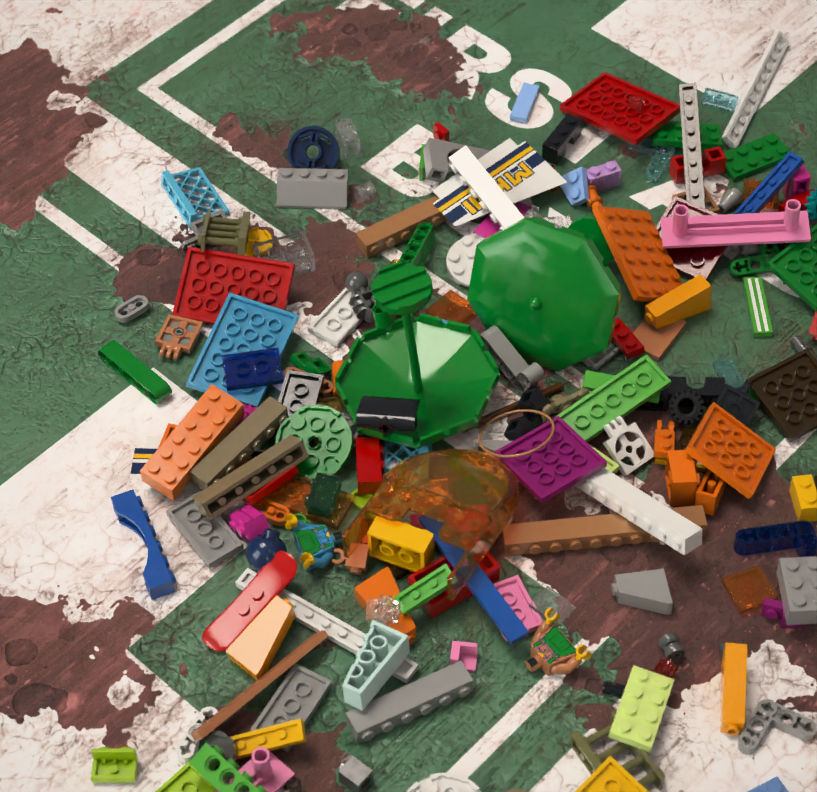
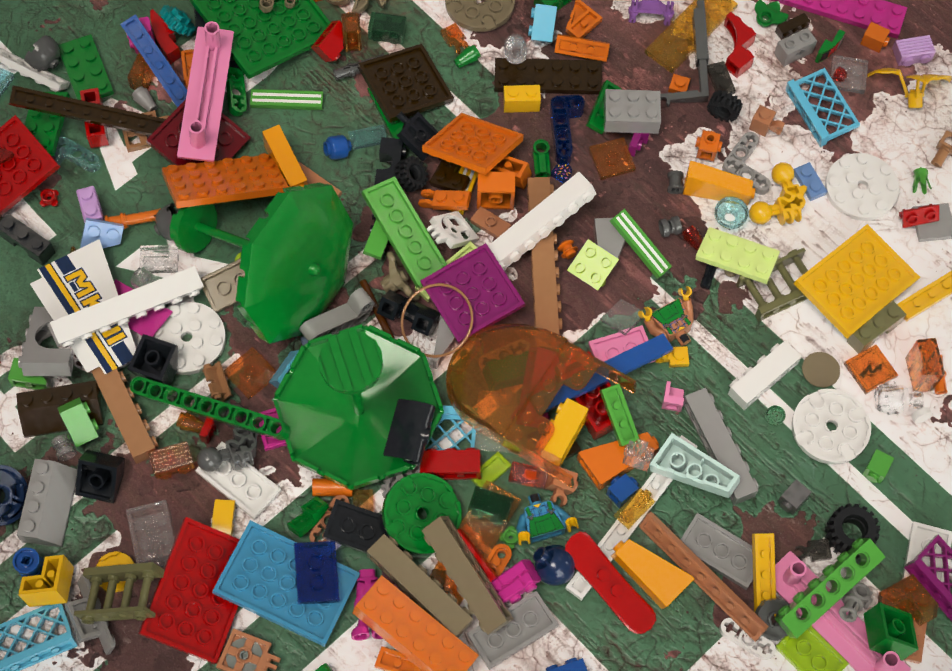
camera: 90 degrees left, 15 degrees up
(239, 197) = (50, 586): none -> yellow brick
(256, 183) = (28, 562): none -> blue wheel
(305, 304) = (223, 516): none -> yellow slope
(329, 619) = (634, 508): none -> clear yellow hinge
(340, 218) = (99, 476): none -> black slope
(352, 612) = (622, 489): none -> blue brick
(357, 259) = (171, 460): none -> clear orange brick
(385, 193) = (78, 421): none -> brick
(399, 182) = (40, 412): none -> dark brown slope
(444, 282) = (218, 386): none -> medium nougat hinge
(447, 235) = (155, 360): none -> black slope
(453, 760) = (775, 415): none -> clear green tile
(499, 744) = (764, 374): none -> white brick
(513, 660) = (677, 358): none -> yellow plate
(606, 571) = (593, 265): none -> hinge
(609, 150) = (45, 194): none -> red plate
(623, 553) = (567, 248): none -> orange wheel
(640, 614) = (640, 243): none -> bright green tile
(649, 480) = (489, 222): none -> nougat plate
(703, 699) = (732, 206): none -> clear light blue piece
(707, 737) = (787, 205): none -> yellow piece
(708, 347) = (337, 147): none -> blue head
(722, 545) = (562, 172): none -> clear blue tile
(732, 521) = (541, 159): none -> green piece
(758, 121) = (44, 55): none -> dark grey cylinder
(786, 680) = (708, 145): none -> orange brick

